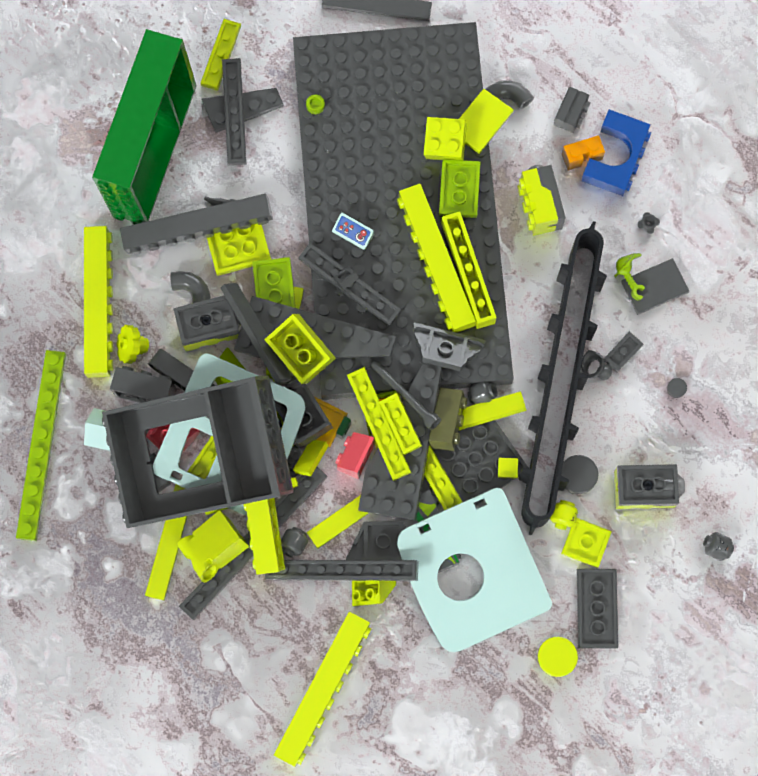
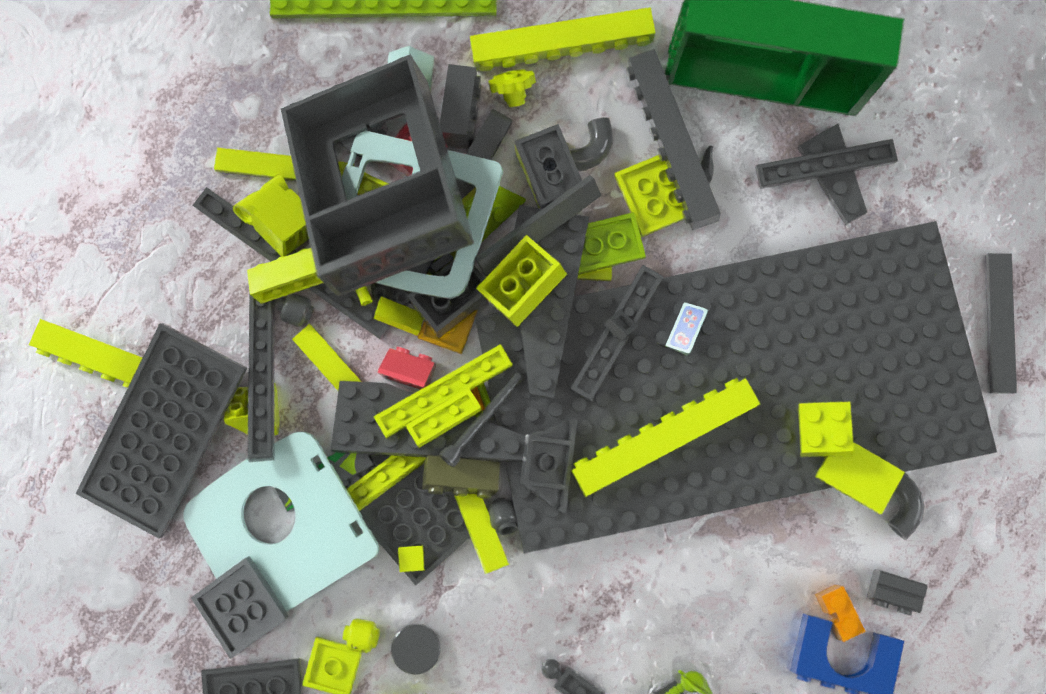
camera: 80 degrees right, 5 degrees up
(222, 50) = (904, 138): neon yellow tile -> none
(315, 104) = (849, 260): lime tile -> none
(343, 428) = (441, 351): dark green tile -> none
(377, 541) = (306, 408): dark grey wing -> none
(381, 658) = (161, 430): none -> dark grey plate
(459, 188) = (763, 456): lime plate -> none
(468, 269) = (654, 479): neon yellow brick -> none
(531, 609) = (240, 607): none -> dark grey plate
(541, 200) = (767, 564): neon yellow piece -> none
(557, 656) = (187, 645): neon yellow tile -> none
(589, 357) = (562, 644): dark grey piece -> none
(591, 240) = (665, 646): black piece -> none

